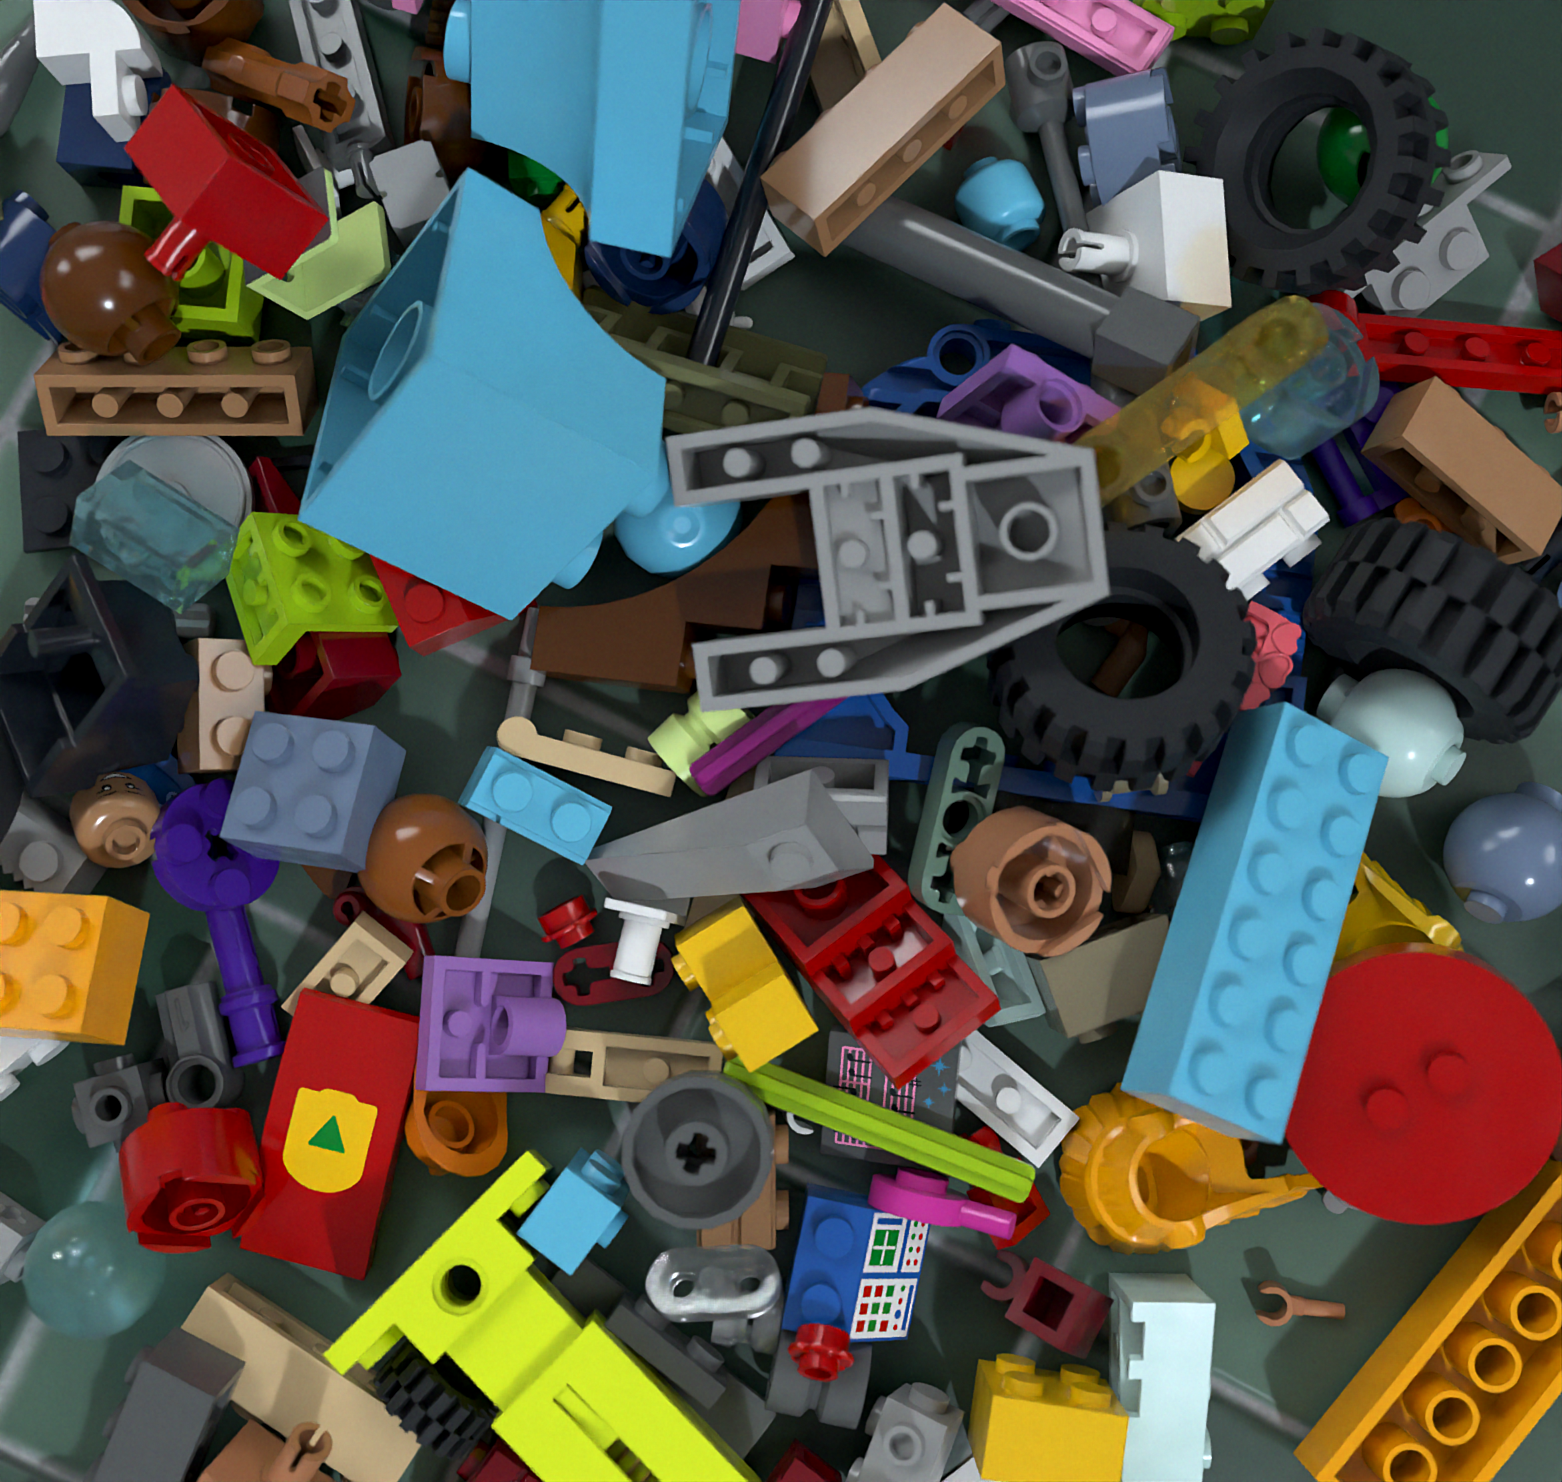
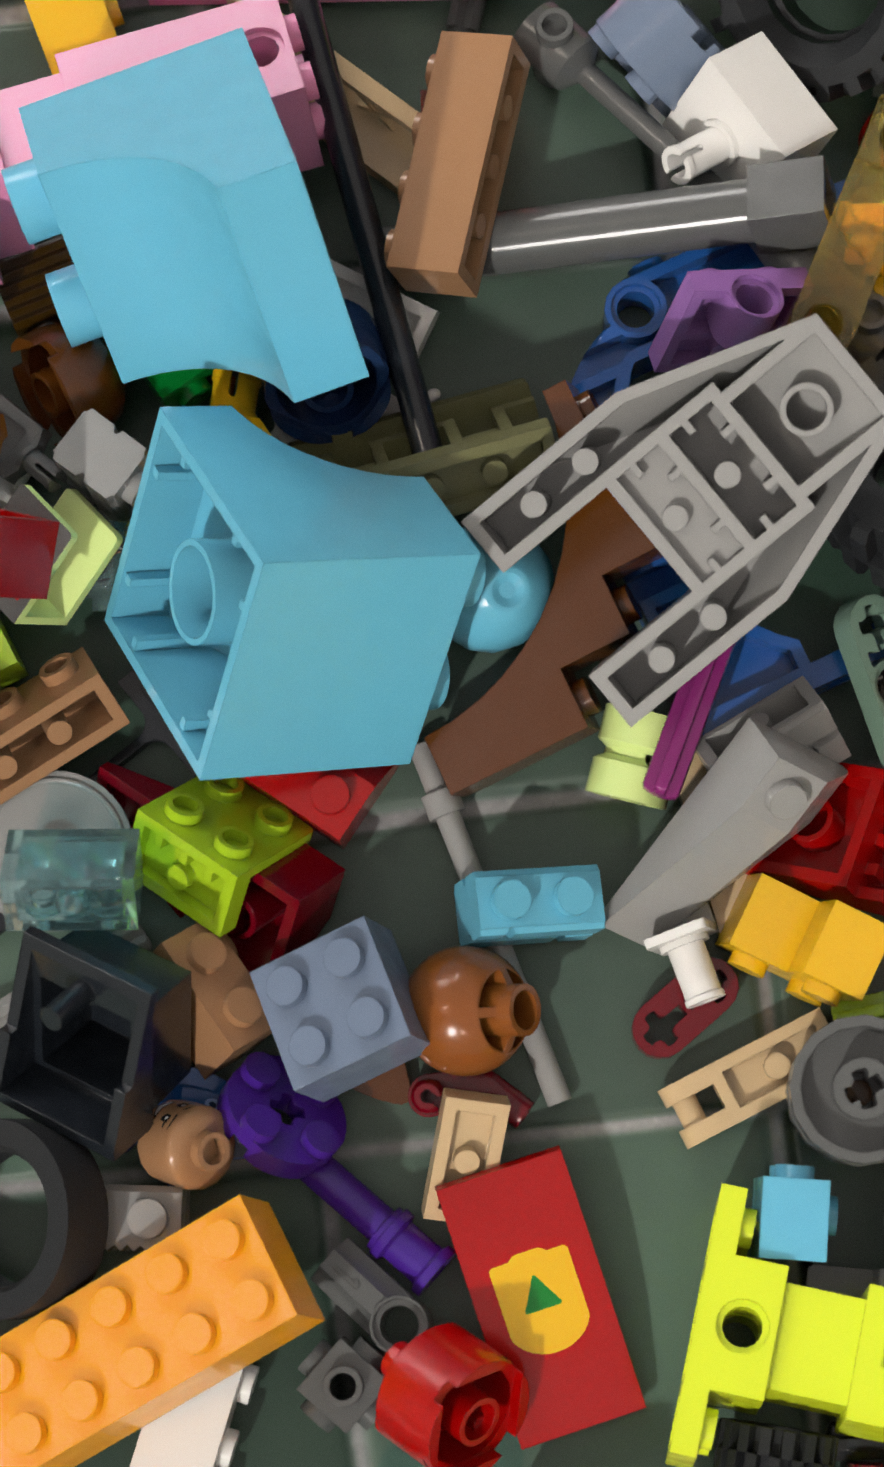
camera: 25 degrees left, 5 degrees down
(457, 1130) = (631, 1203): orange piece -> none
(487, 1025) = (612, 1115): medium lavender plate -> none
(568, 921) = (618, 991): red plate -> none
(582, 755) = (540, 840): tan plate -> none
(1001, 202) = (585, 161): medium azure head -> none

